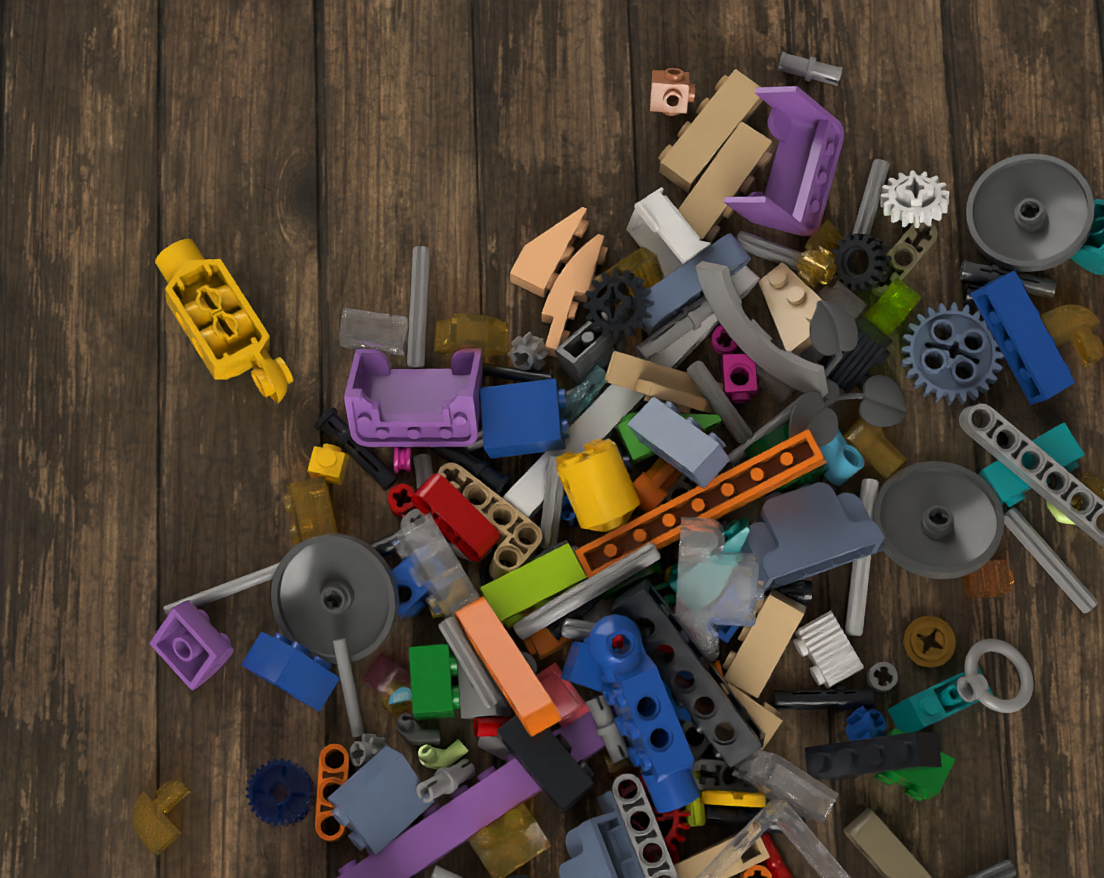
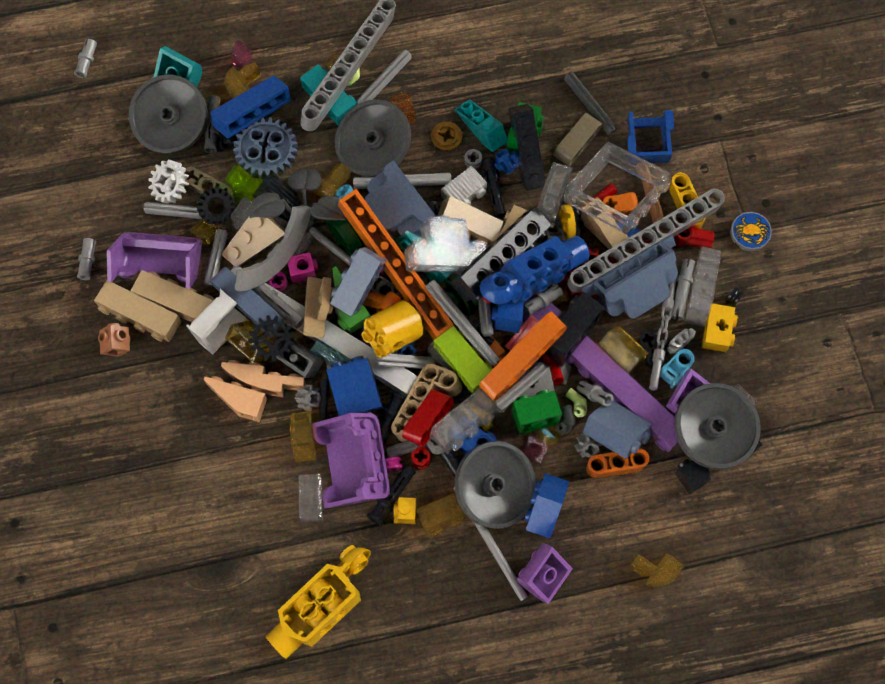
camera: 100 degrees left, 5 degrees down
(267, 806) = (620, 504): clear blue brick -> none
(348, 687) = (549, 467): light grey bar -> none
(418, 307) = (284, 476): light grey axle -> none
(719, 401) = (316, 278): light grey axle -> none
(816, 266) = (223, 229): clear yellow gear -> none
(975, 686) = (470, 103): light grey piece -> none

